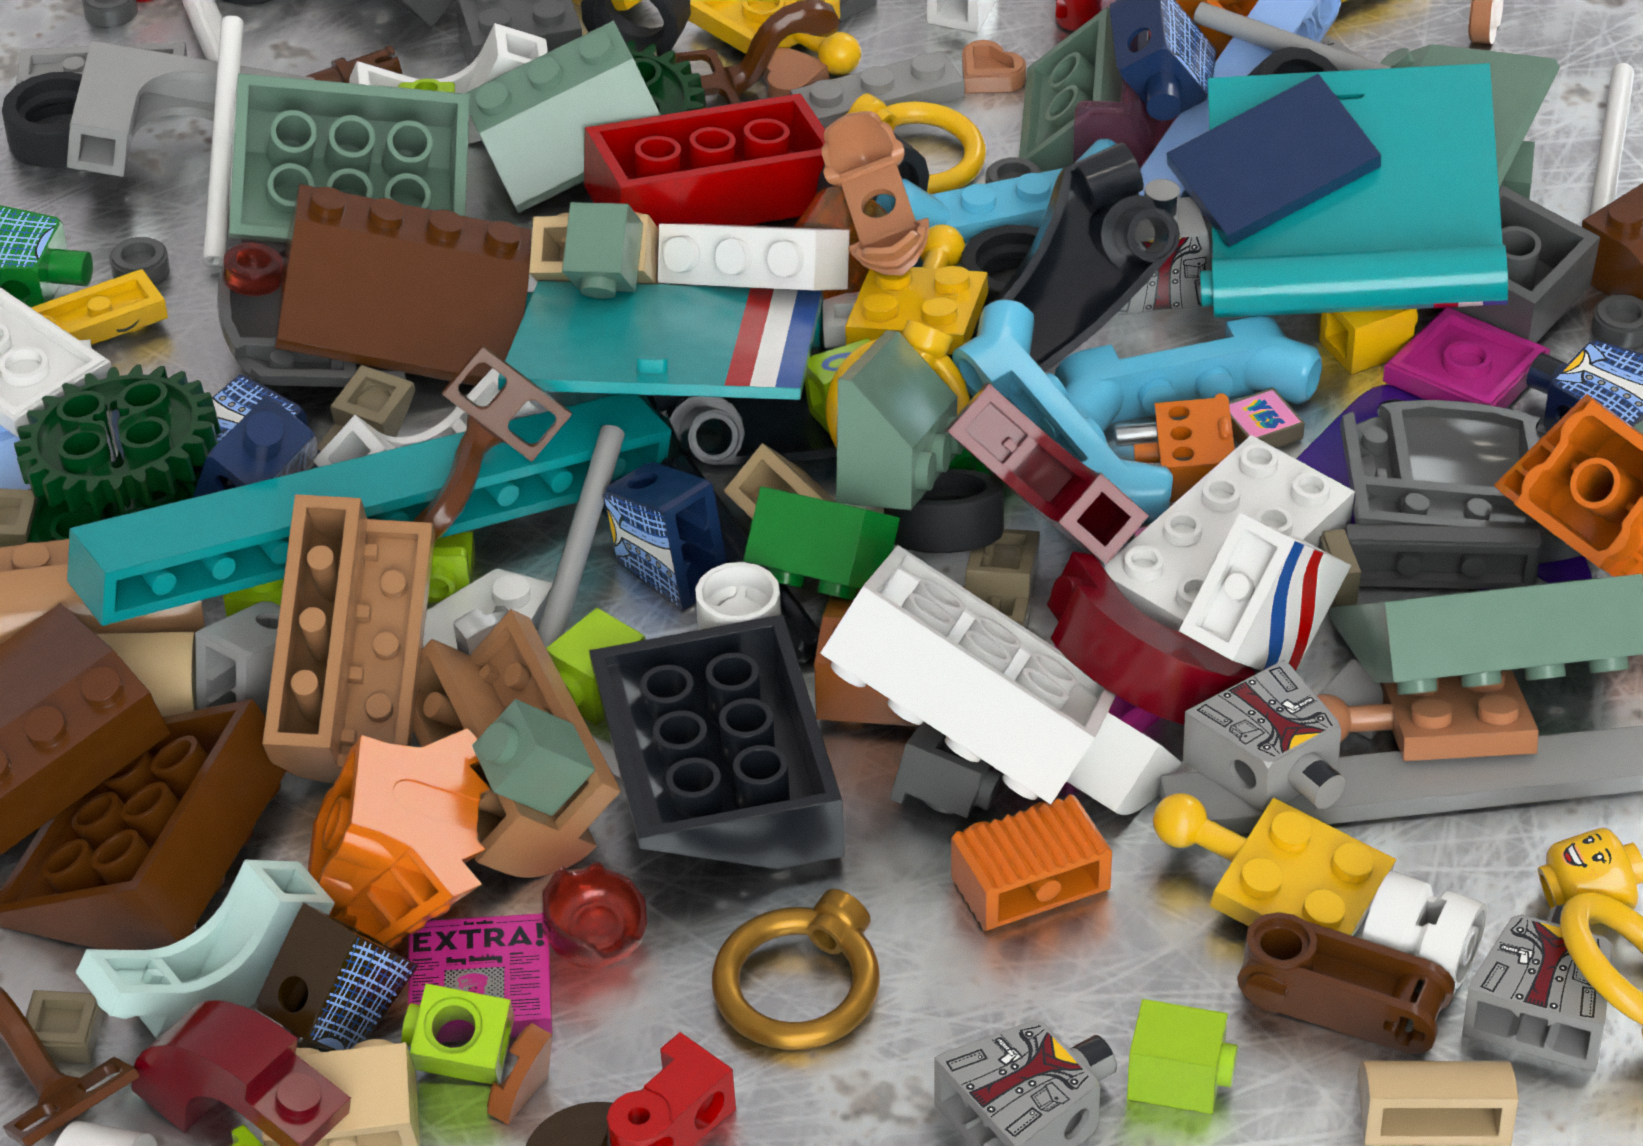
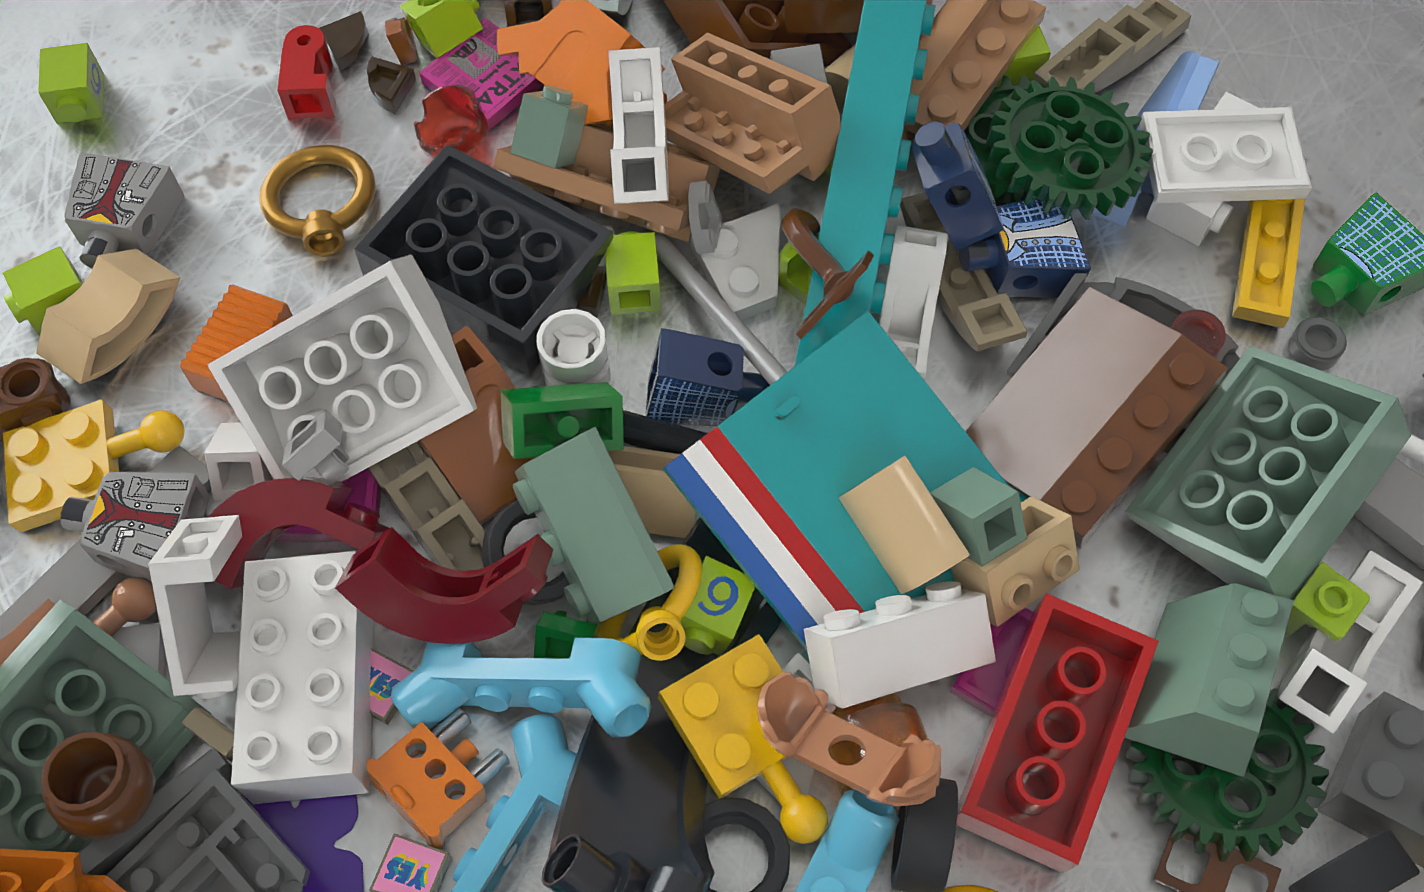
camera: 135 degrees right, 20 degrees up
(495, 649) = (639, 127): none -> white arch
(589, 1051) = (389, 82): none -> dark brown tile
(661, 279) = (904, 526): none -> tan brick
(1062, 622) = (317, 448): none -> light grey tile
(1099, 975) = (107, 315): none -> tan brick
(1464, 533) = (97, 784): none -> reddish brown piece

